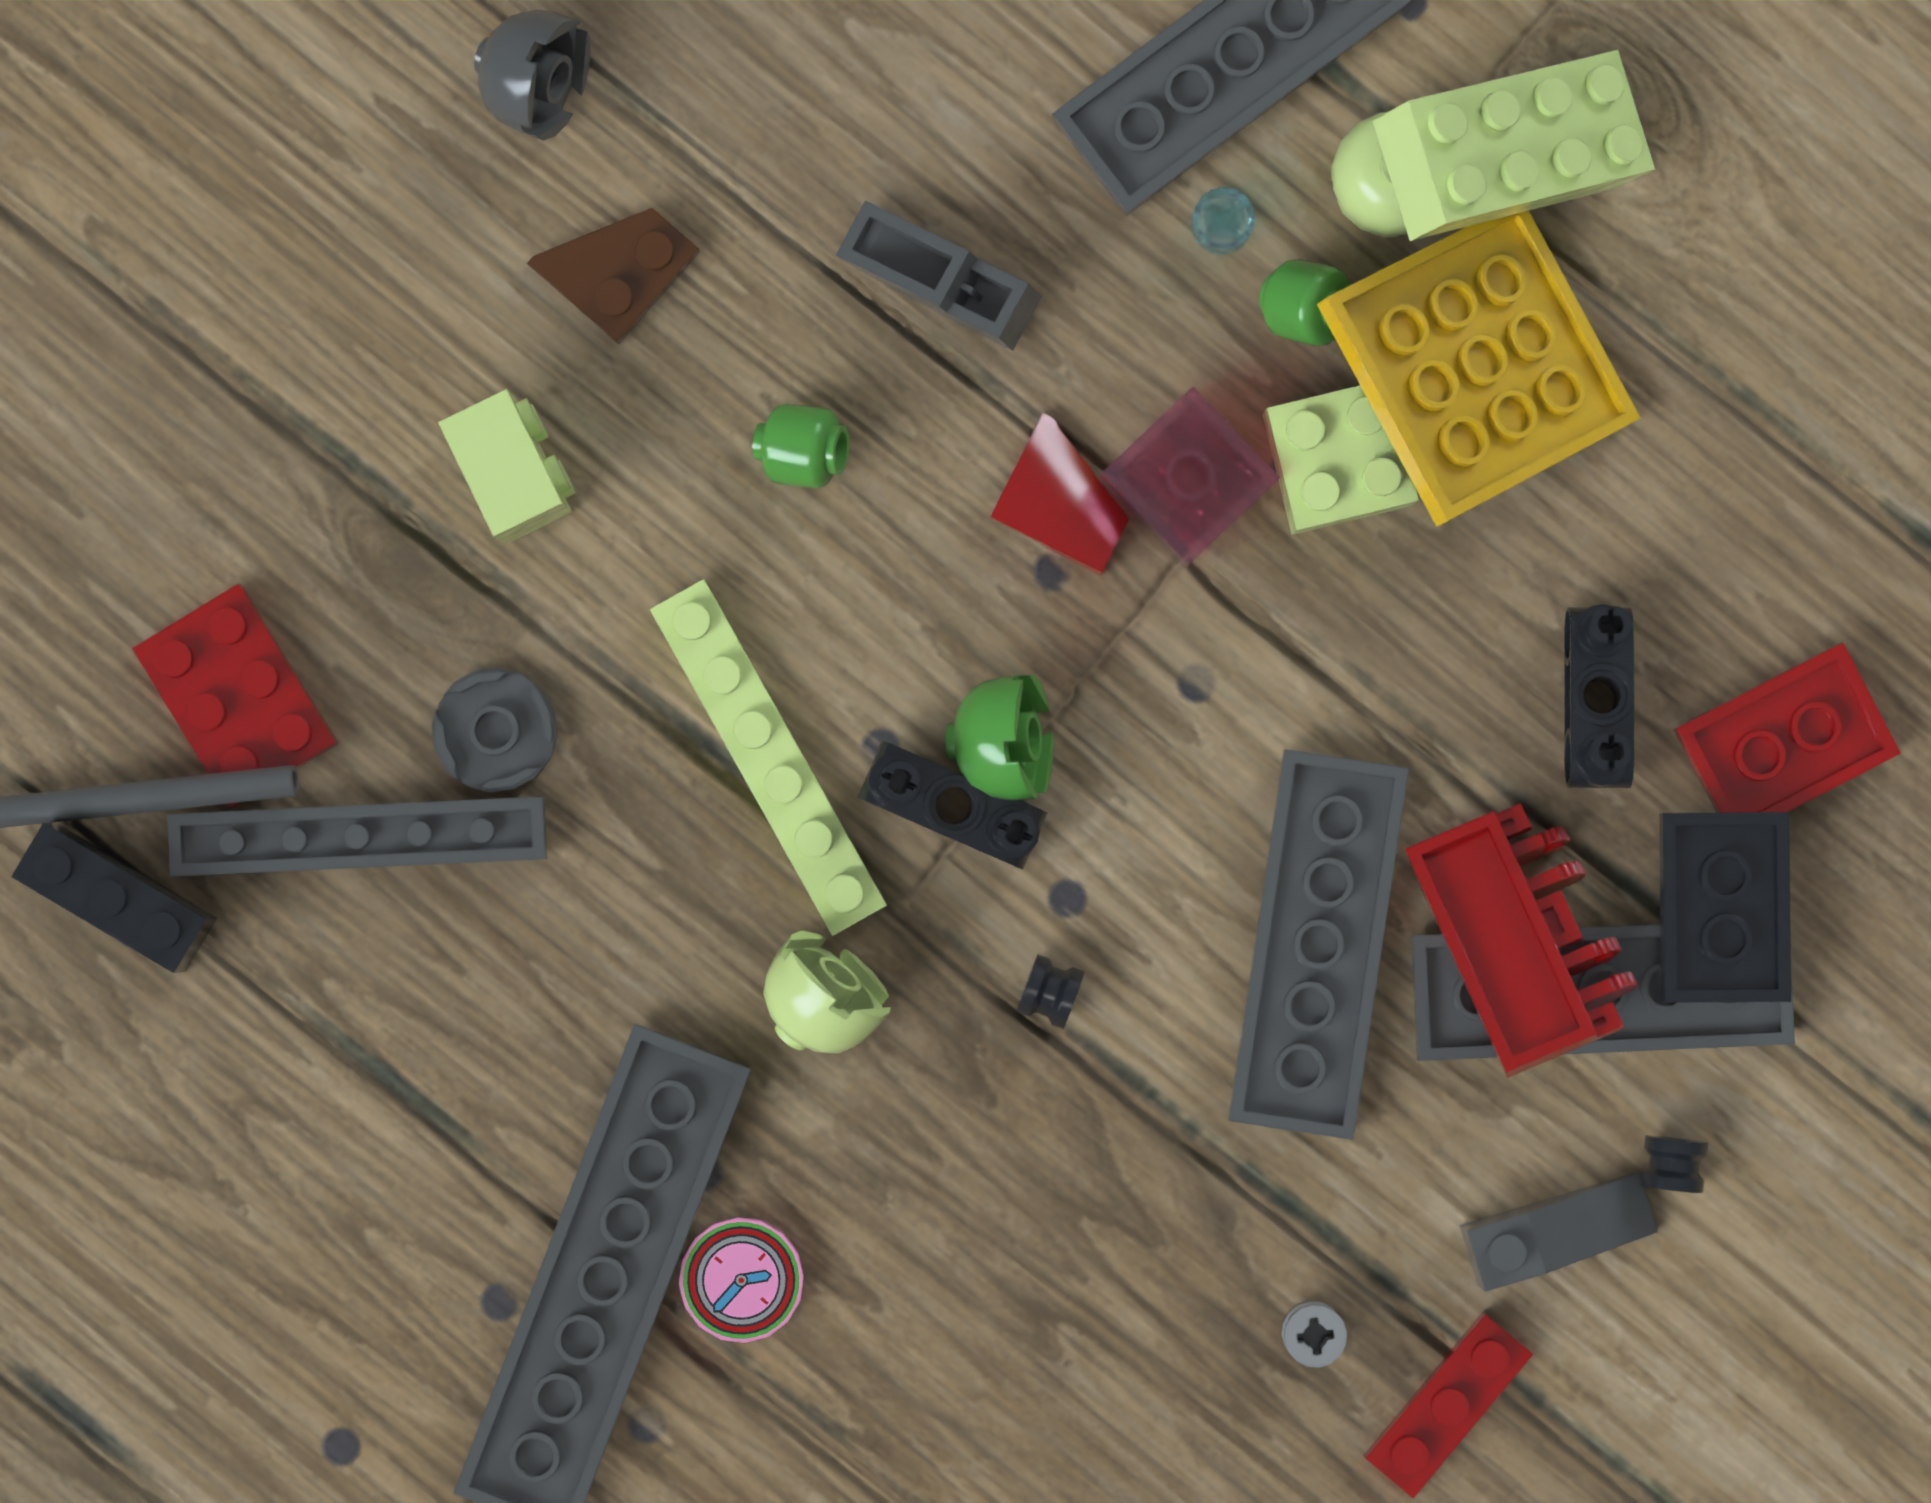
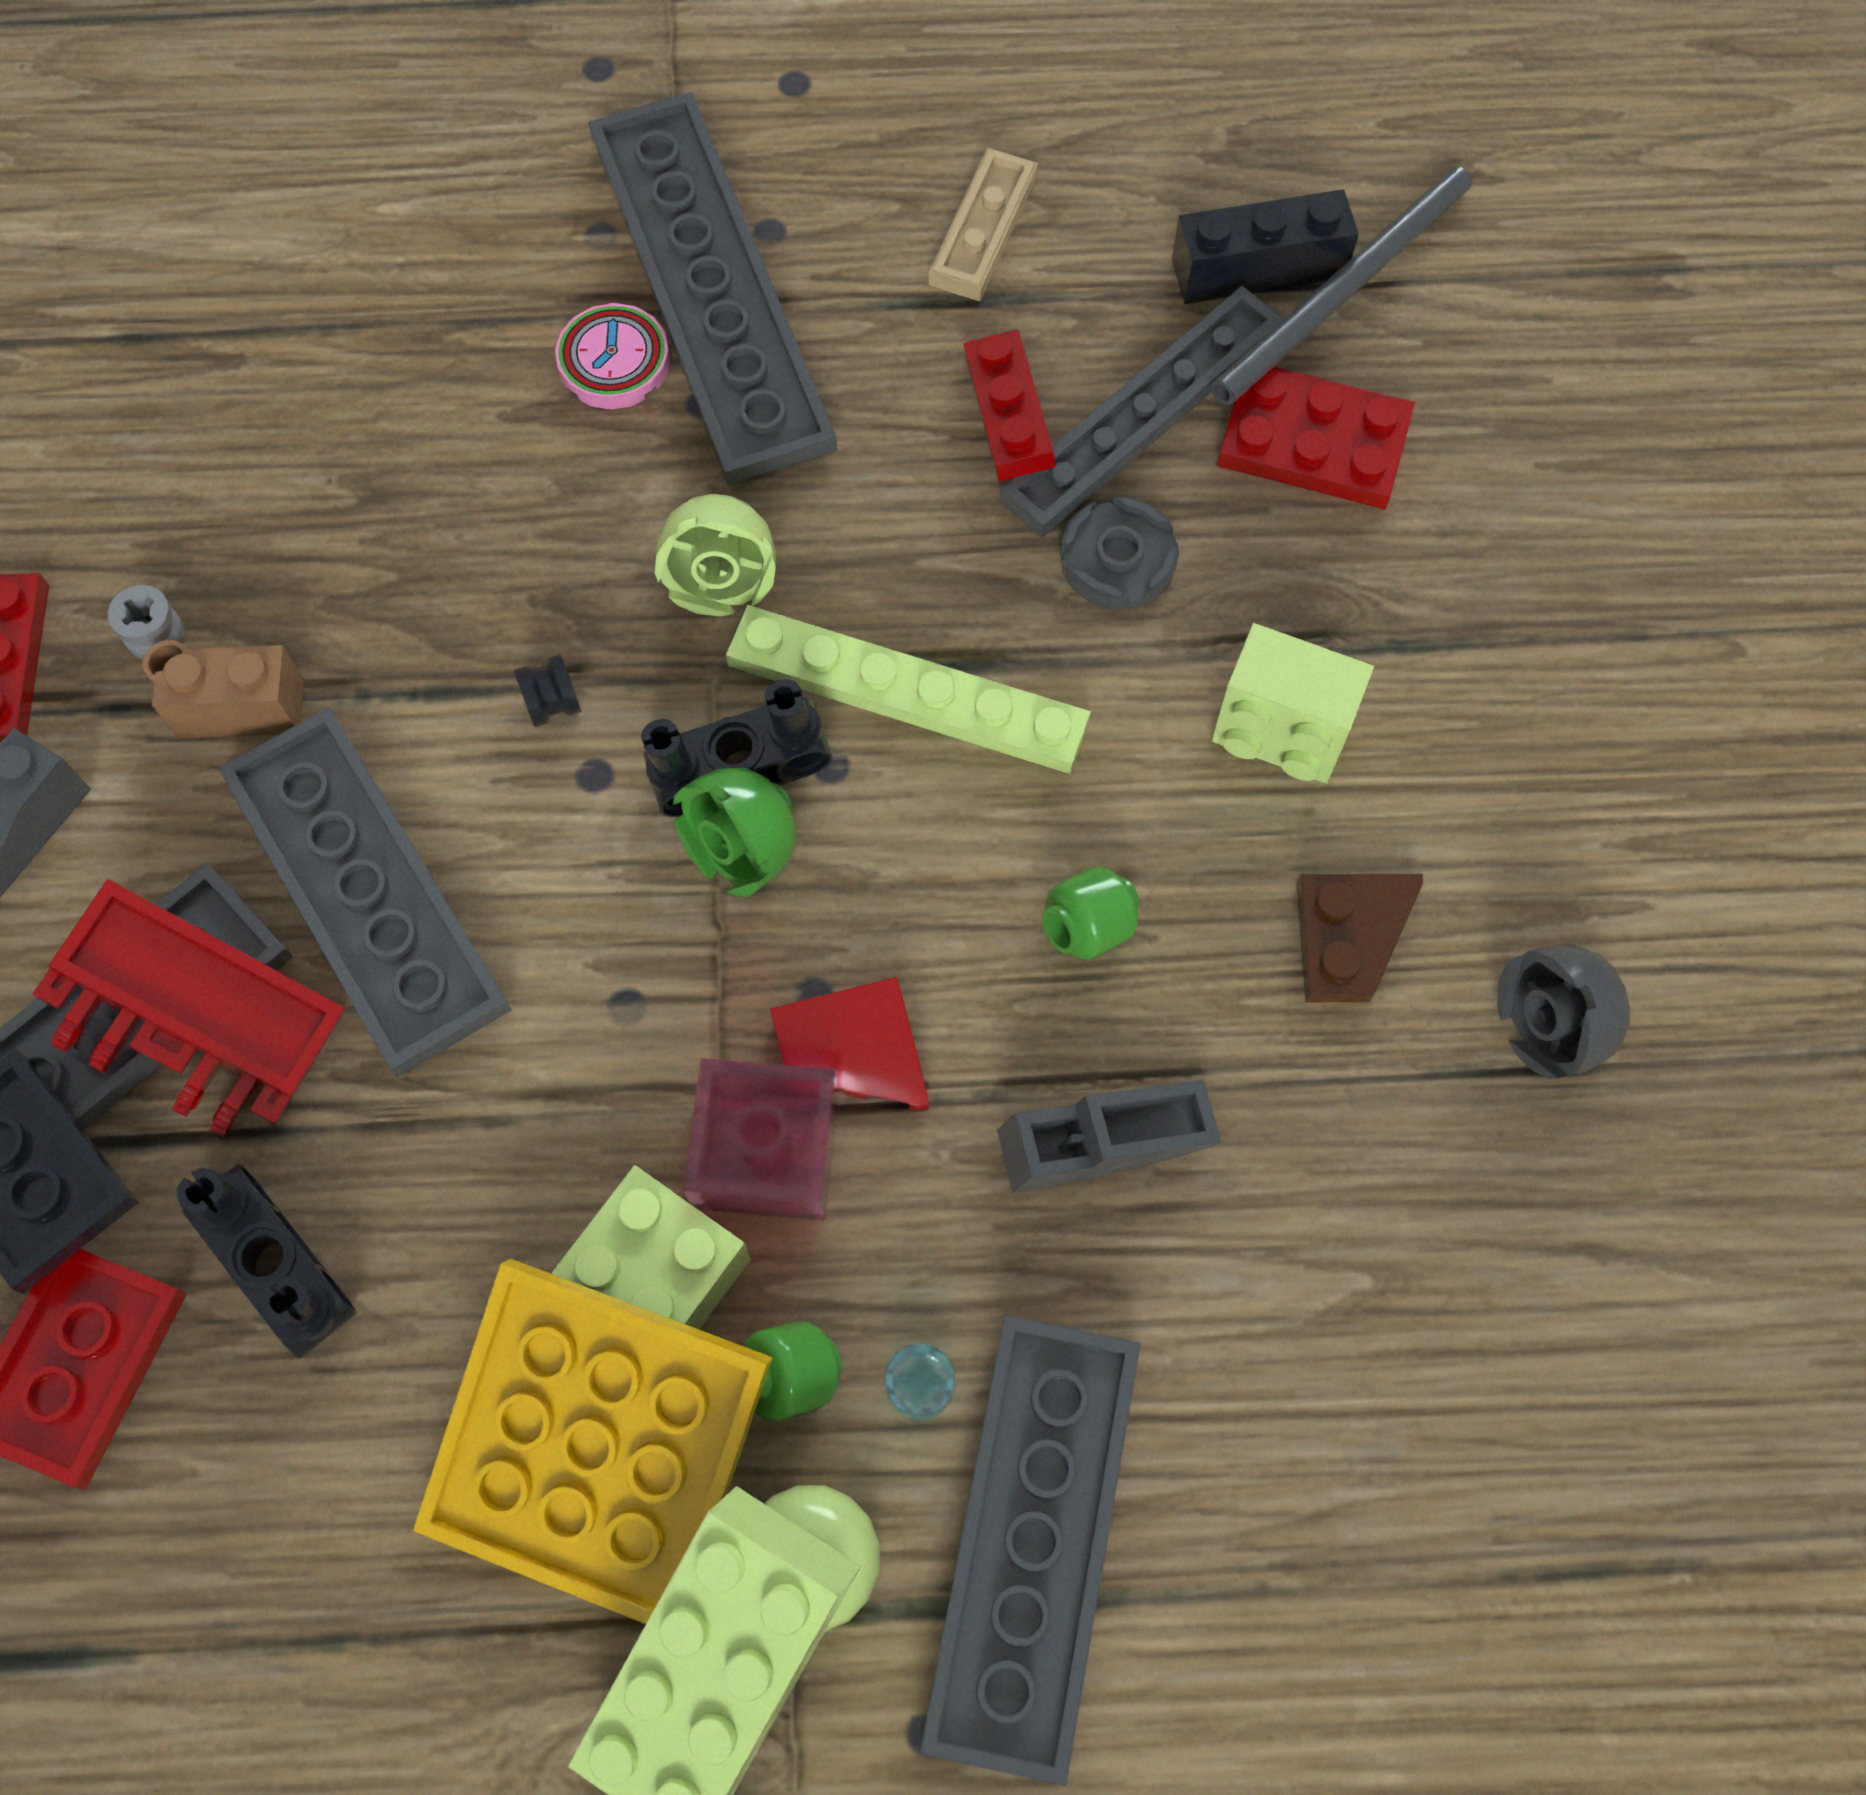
camera: 135 degrees right, 20 degrees down
(314, 1143) = (983, 224): none -> tan tile
(466, 934) = (1009, 405): none -> red plate
(1298, 1208) = (224, 689): none -> medium nougat hinge

